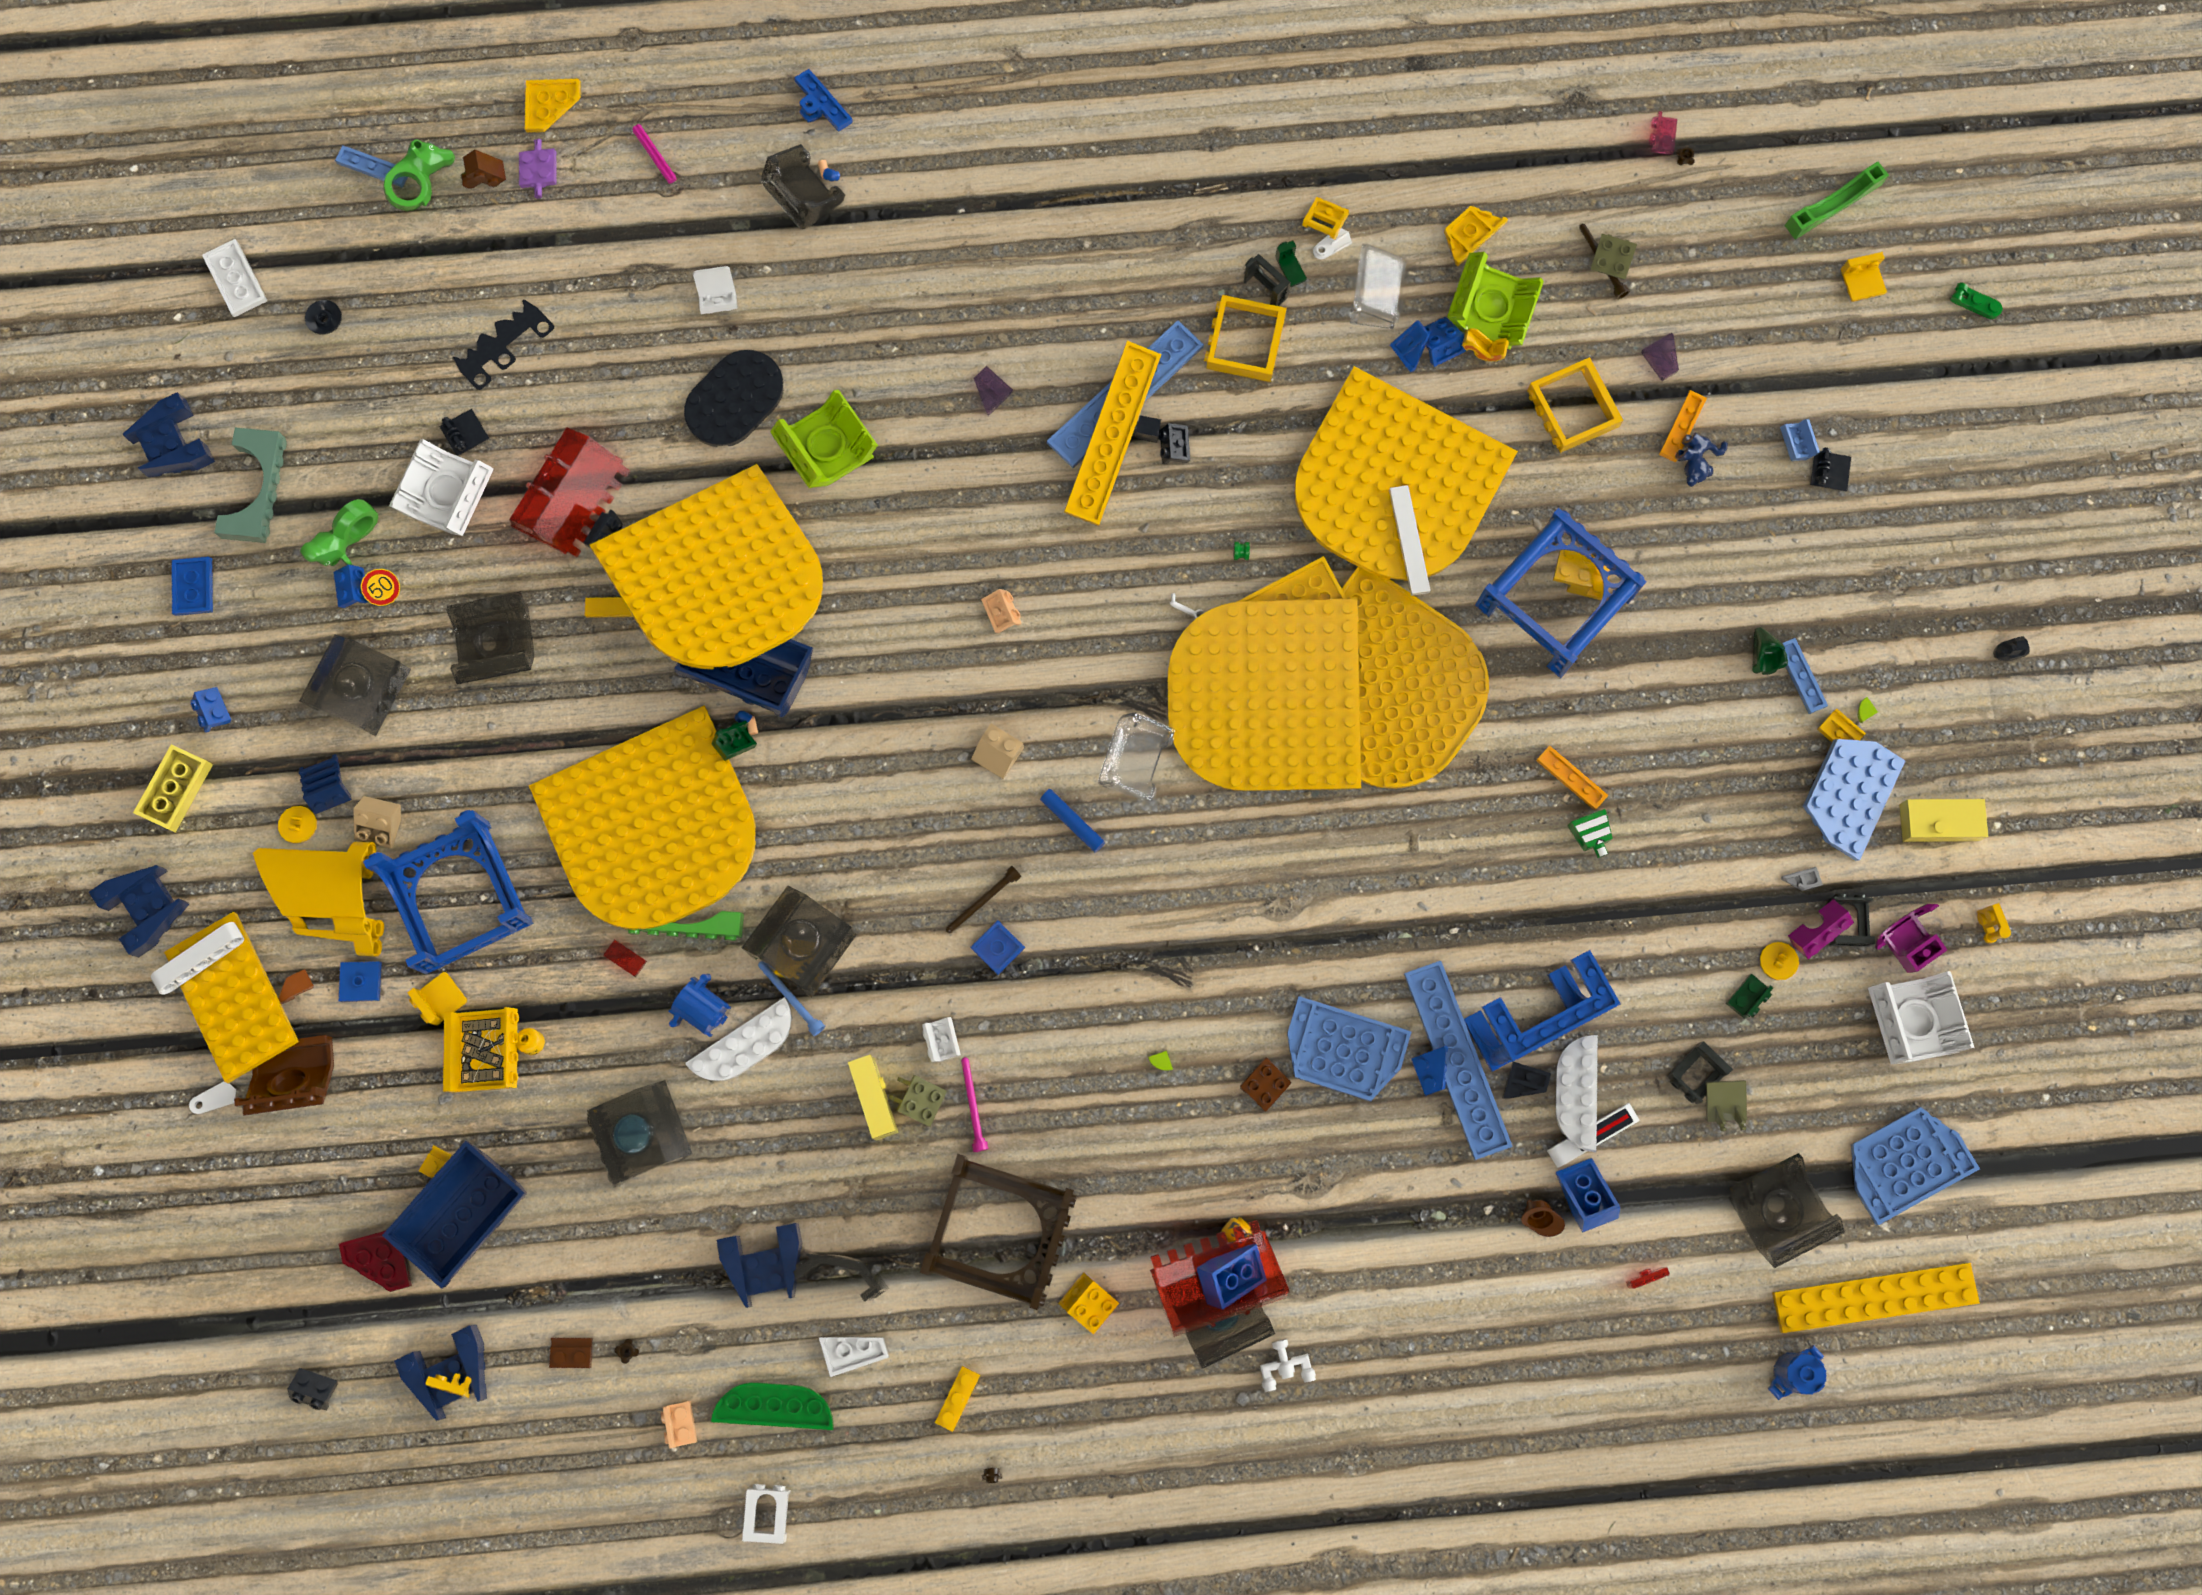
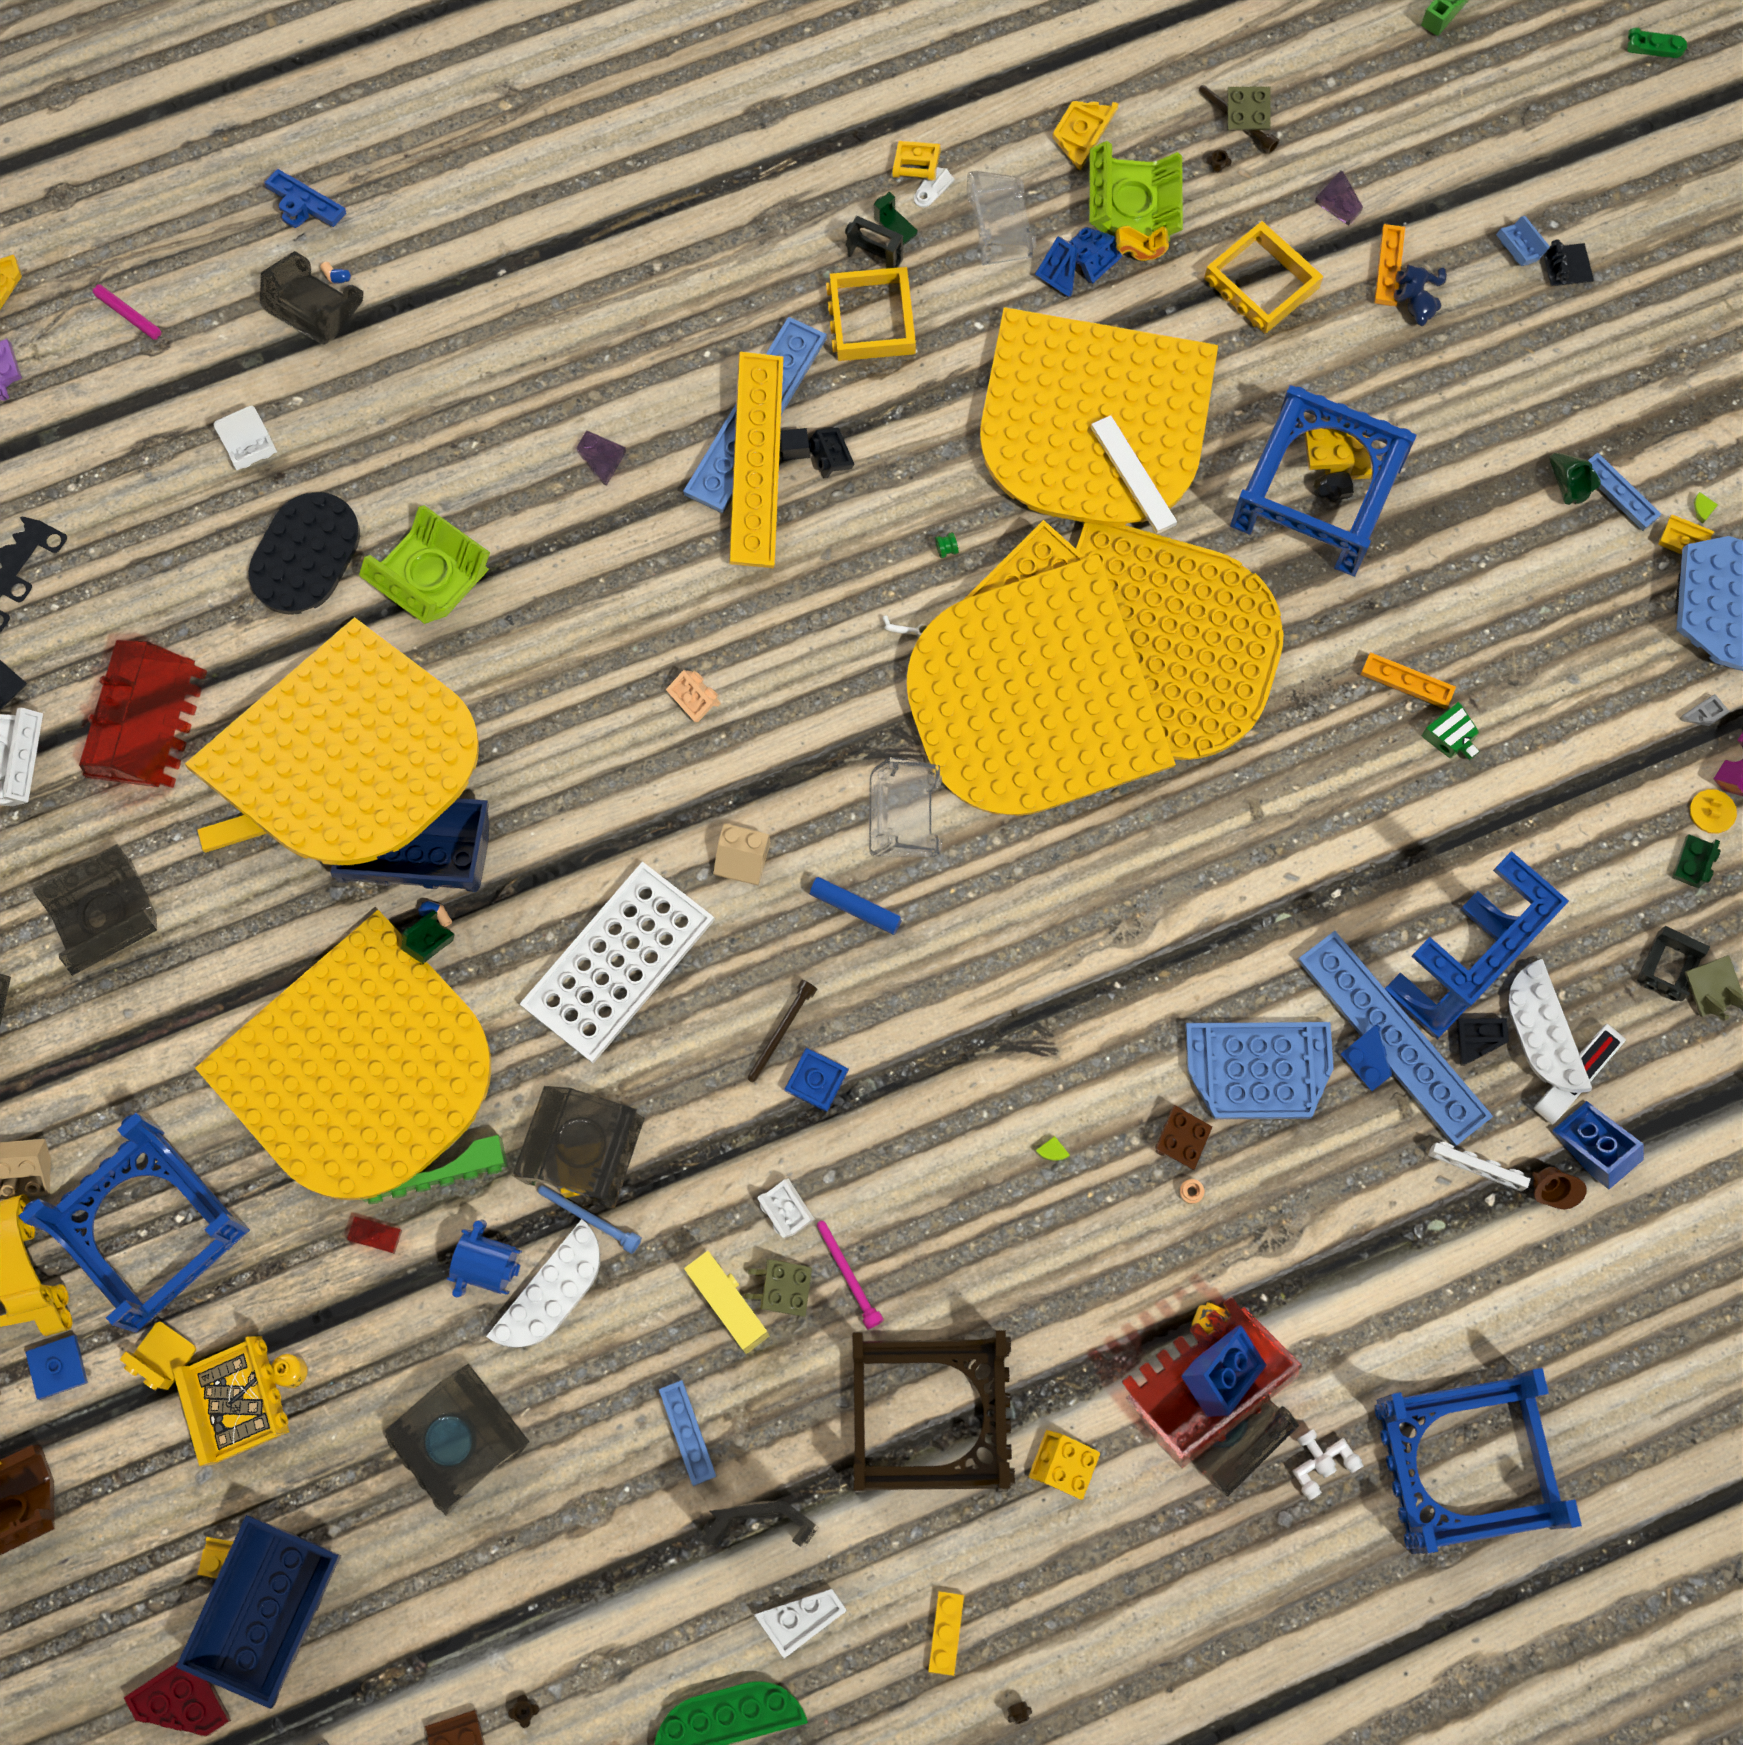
camera: 15 degrees left, 5 degrees down
(603, 527) = (194, 741): black bracket -> none
(764, 1269) = (660, 1554): dark blue wedge -> none
(812, 1186) = (687, 1433): none -> medium blue plate
(882, 834) = (616, 945): none -> white piece
(1264, 1127) = (1191, 1183): none -> light nougat plate
(1345, 1448) = (1426, 1537): none -> blue arch
(1482, 1177) = (1487, 1169): none -> white plate
(1570, 599) = (1334, 486): none -> black rock
(1576, 288) = (1219, 155): none -> dark brown plate
(1647, 1276) = (1701, 1216): clear red plate -> none
(1864, 277) = (1525, 51): yellow bracket -> none

